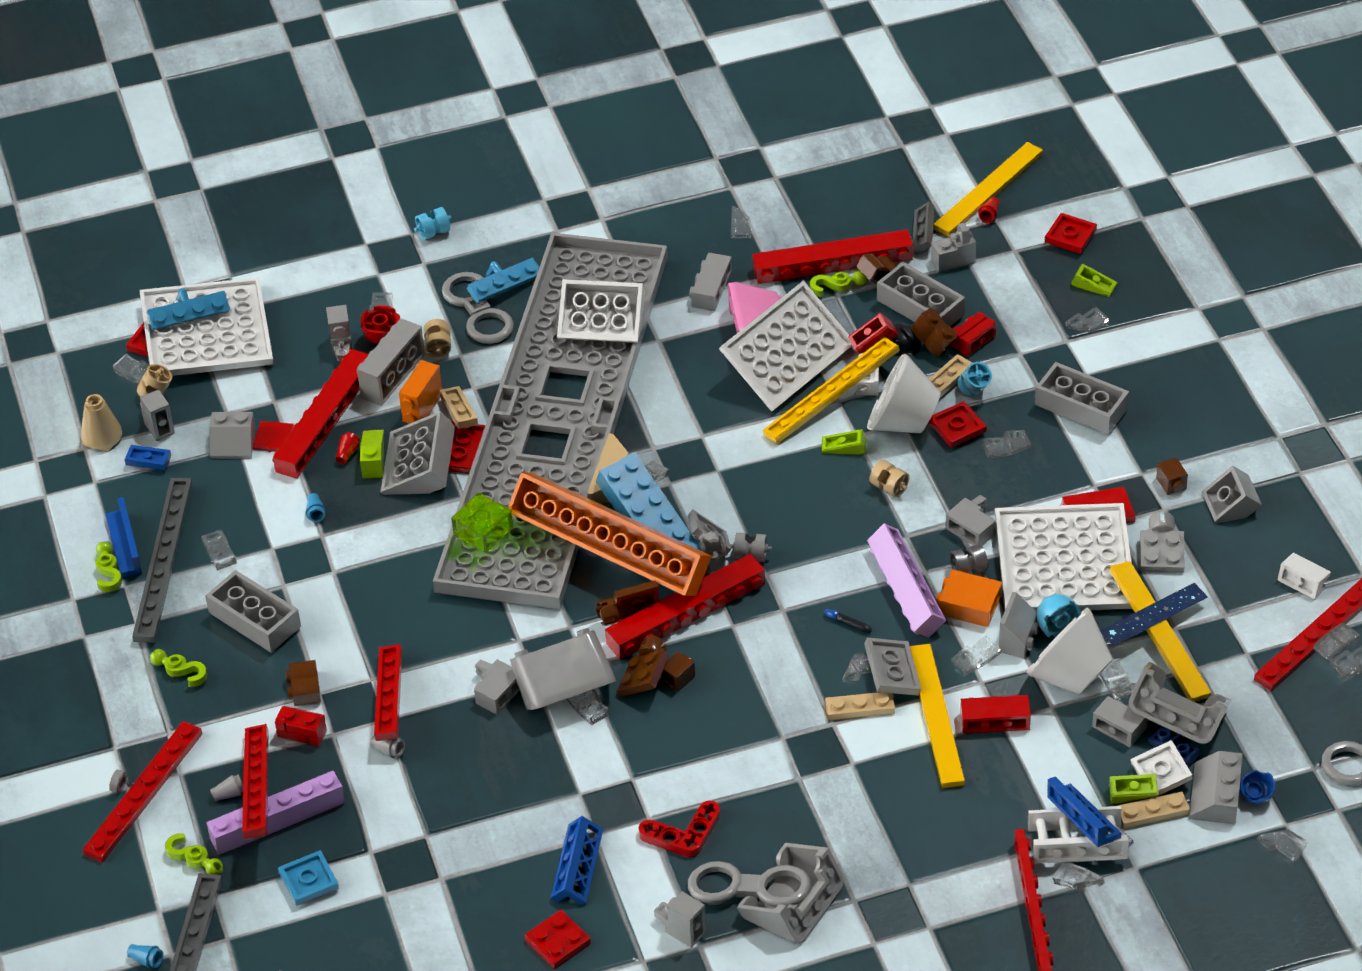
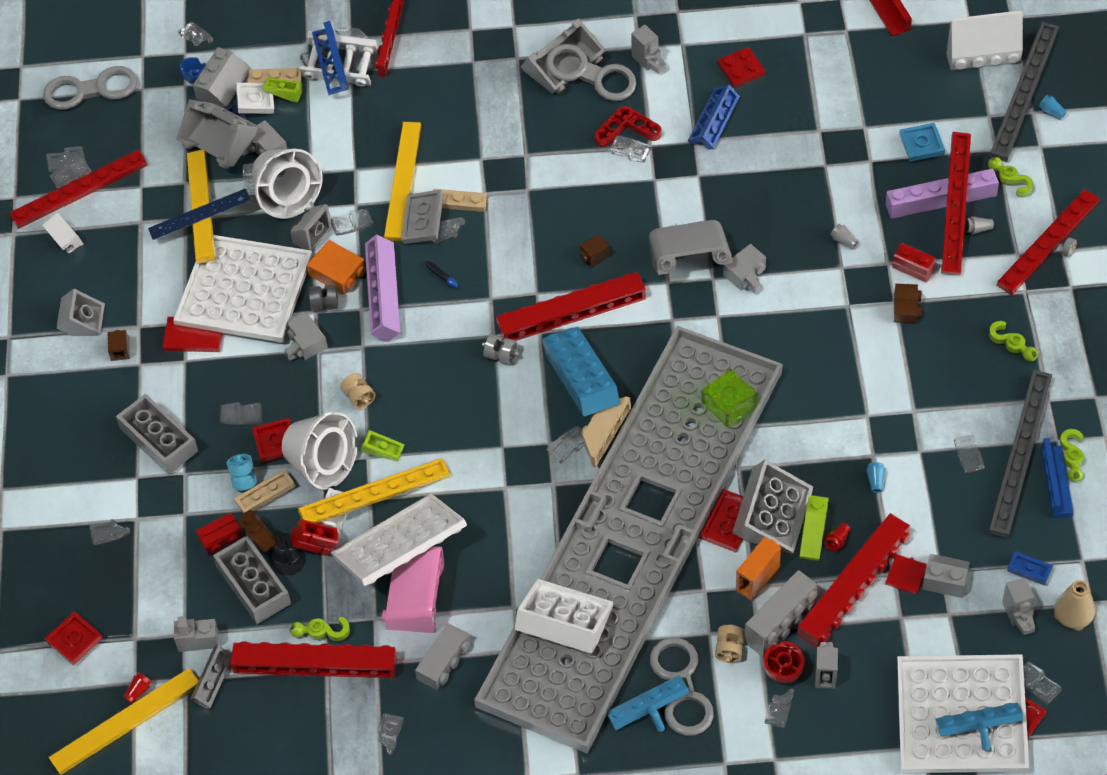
camera: 165 degrees left, 10 degrees up
(155, 378) = (1019, 642): tan wheel -> none
(253, 611) = (943, 372): light grey brick -> none
(388, 693) = (837, 272): red plate -> none
(458, 407) = (724, 554): tan plate -> none
(609, 534) = (623, 351): orange brick -> none
(627, 602) = (619, 306): reddish brown plate -> none
(644, 669) = (621, 253): reddish brown plate -> none
(674, 797) = (631, 148): none -> clear slope
(711, 537) = (532, 352): light grey plate -> none
(875, 267) = (276, 623): reddish brown brick -> none
(995, 714) = (358, 166): red brick -> none
(1056, 613) = (275, 227): medium azure cylinder -> none
(1093, 281) = (81, 579): lime slope -> none
(1162, 545) = (159, 284): light grey plate -> none

